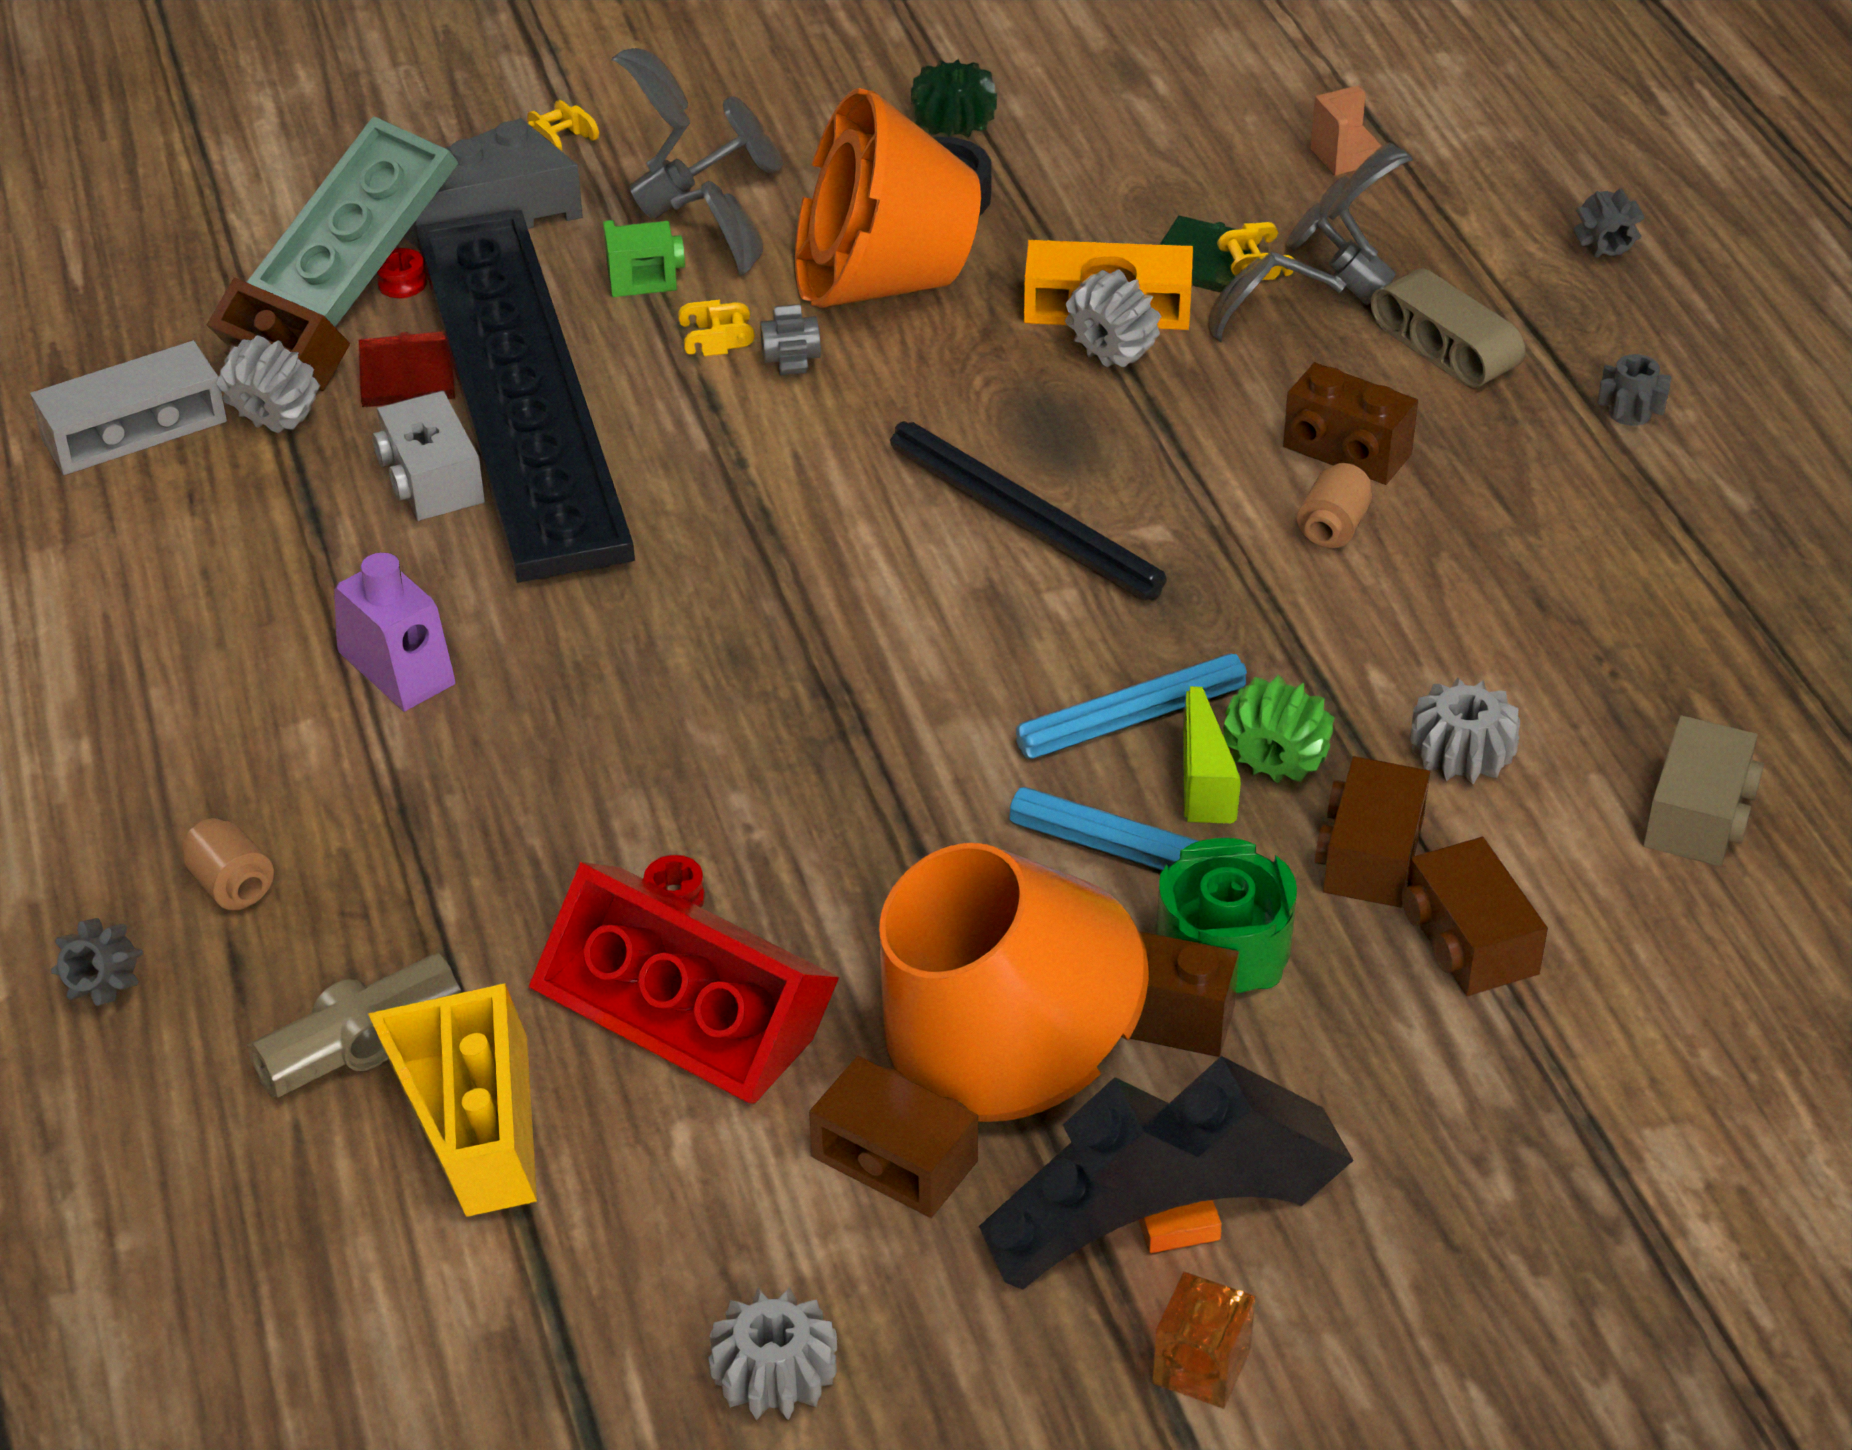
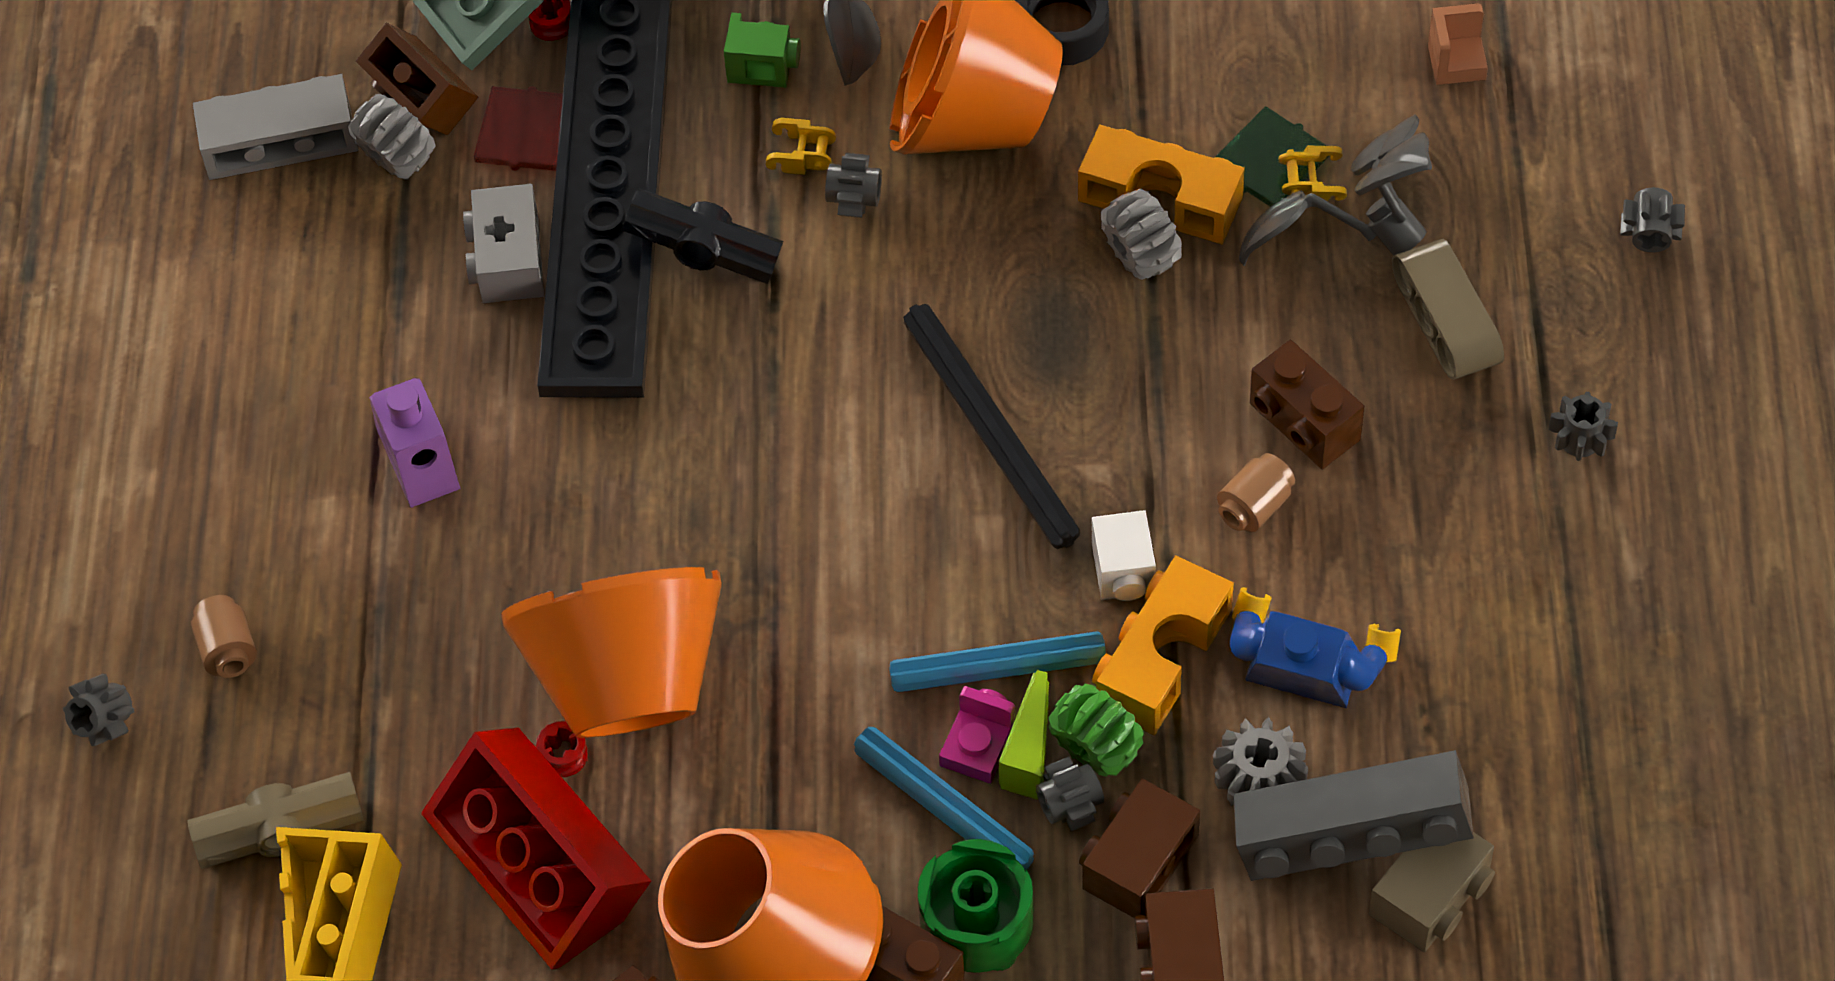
camera: 20 degrees right, 15 degrees up
(676, 409) = (702, 235): none -> black piece
(717, 743) = (622, 648): none -> orange cone
(1144, 768) = (978, 734): none -> dark pink bracket
(1224, 583) = (1123, 555): none -> white brick
(1275, 796) = (1069, 793): none -> dark grey gear
(1309, 630) = (1180, 606): none -> light orange arch
(1460, 618) = (1305, 654): none -> blue torso
(1599, 736) = (1353, 816): none -> dark grey brick

